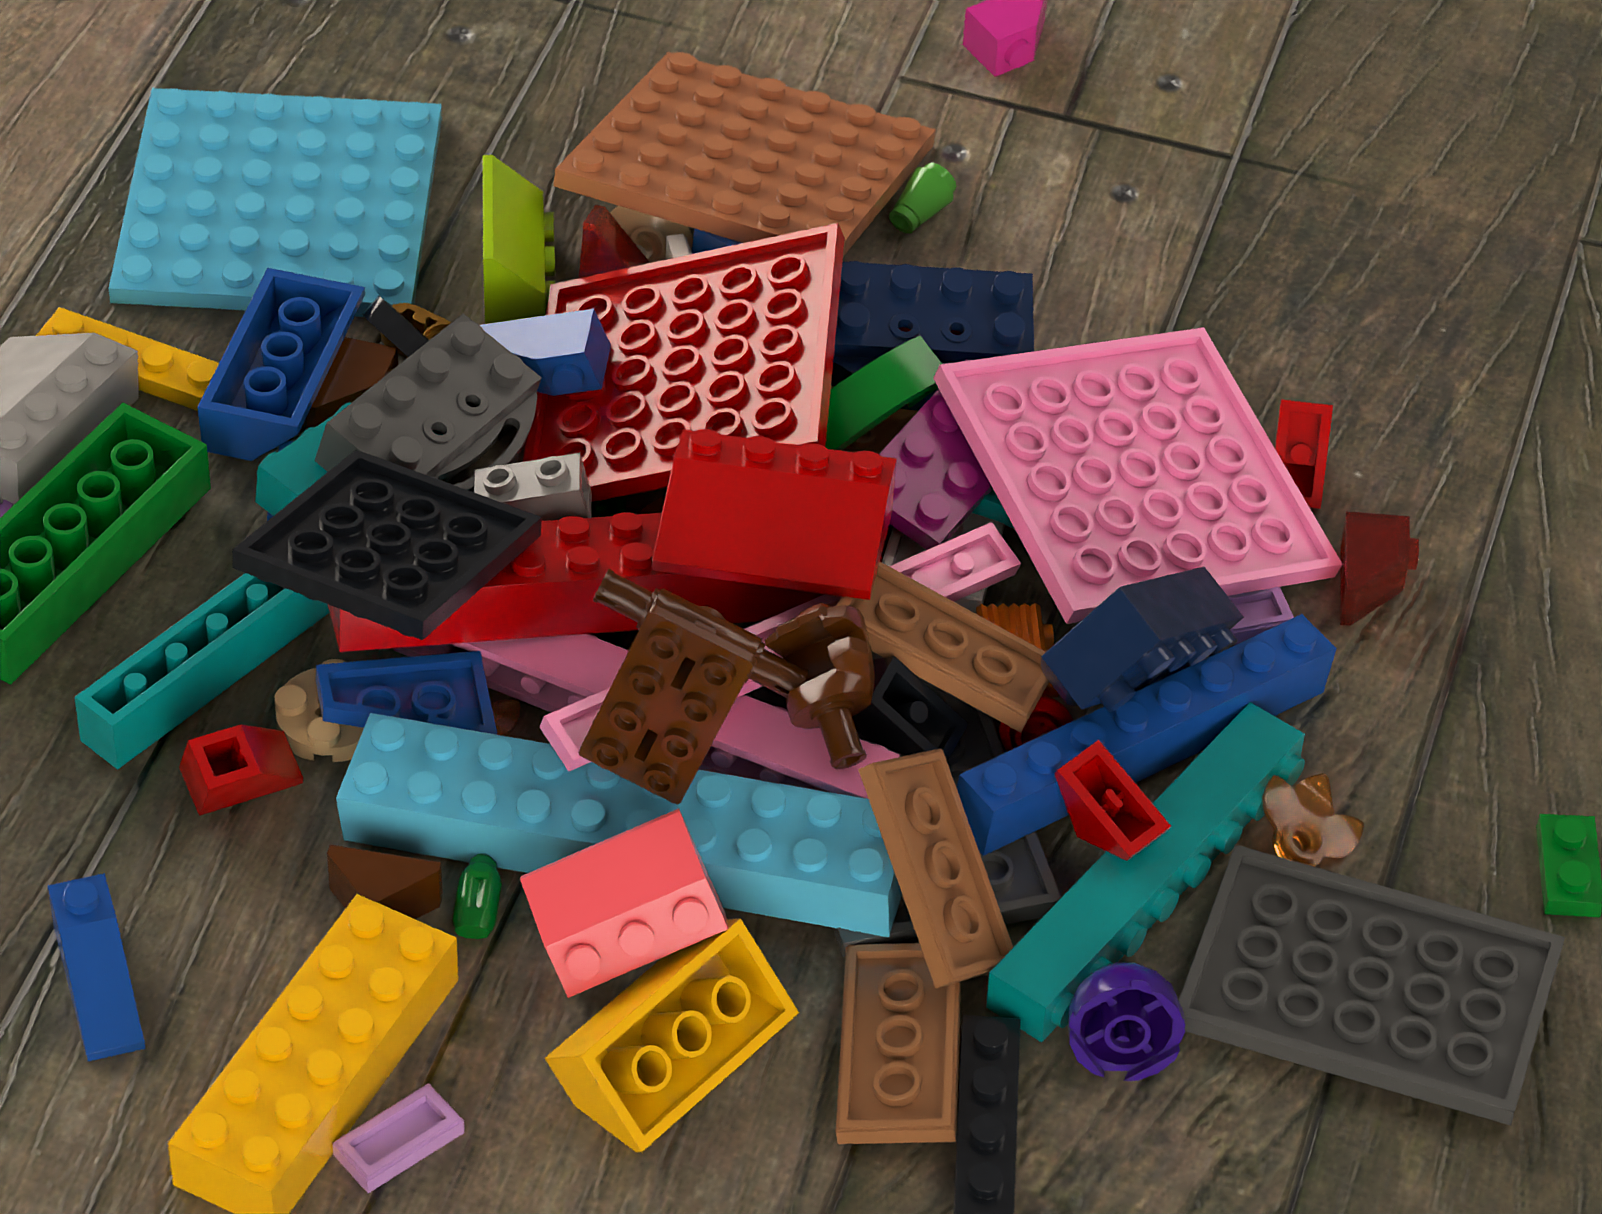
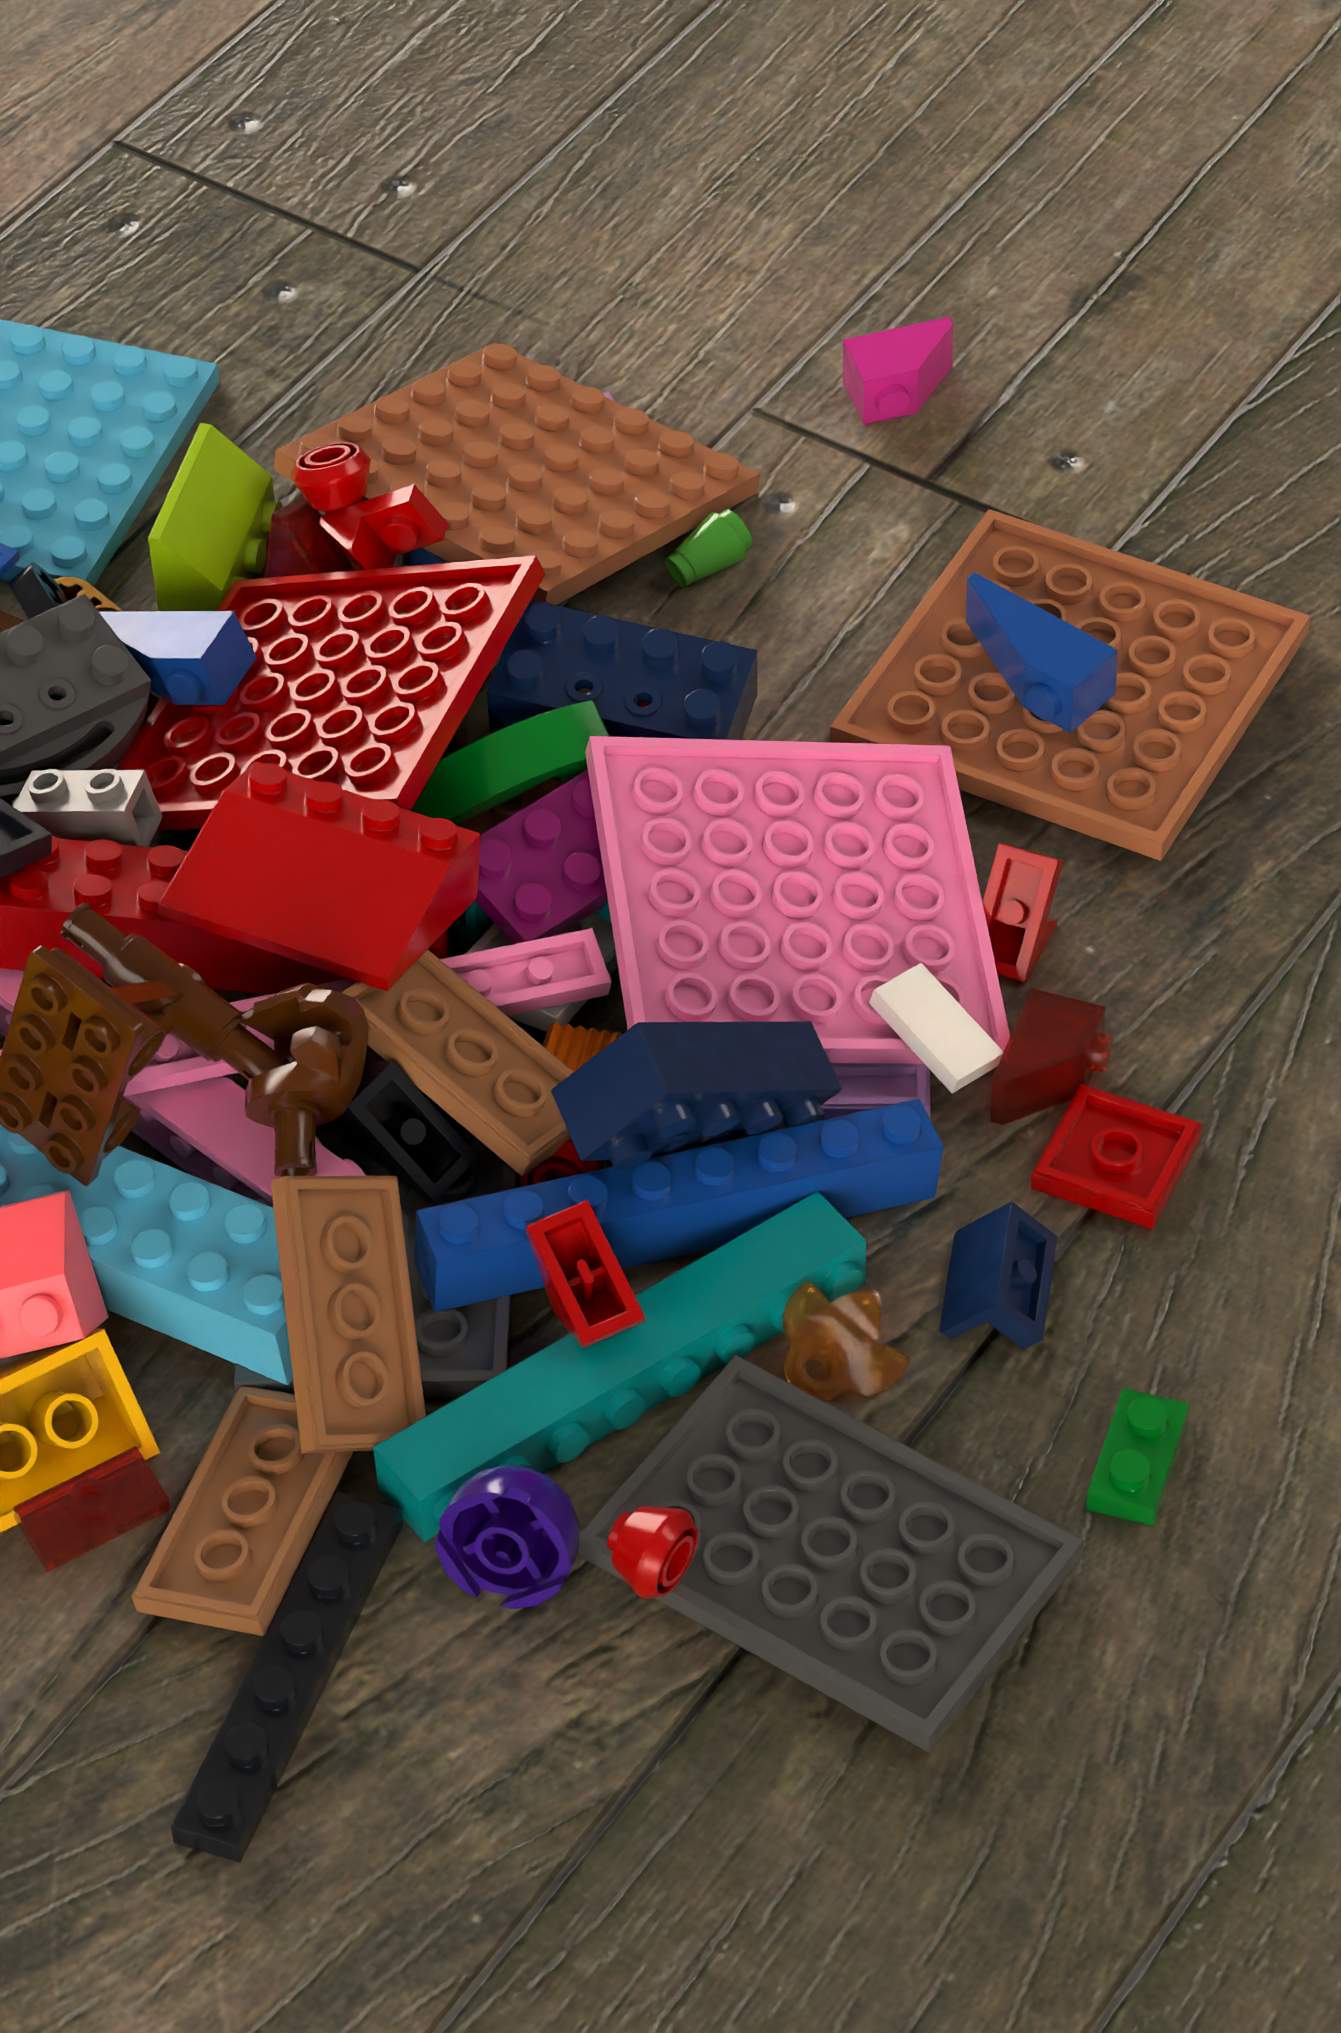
camera: 20 degrees right, 0 degrees up
(623, 183) = (332, 476): none -> red cone
(671, 222) = (385, 527): none -> red slope
(767, 1068) = (91, 1508): none -> clear red plate
(1235, 243) = (1043, 659): none -> blue slope
(1249, 1007) = (653, 1548): none -> red cone
(1271, 253) = (1186, 689): none -> nougat plate
(1286, 555) = (936, 1027): none -> white tile
(1405, 745) = (1000, 1276): none -> dark blue panel
(1452, 634) = (1116, 1156): none -> red tile

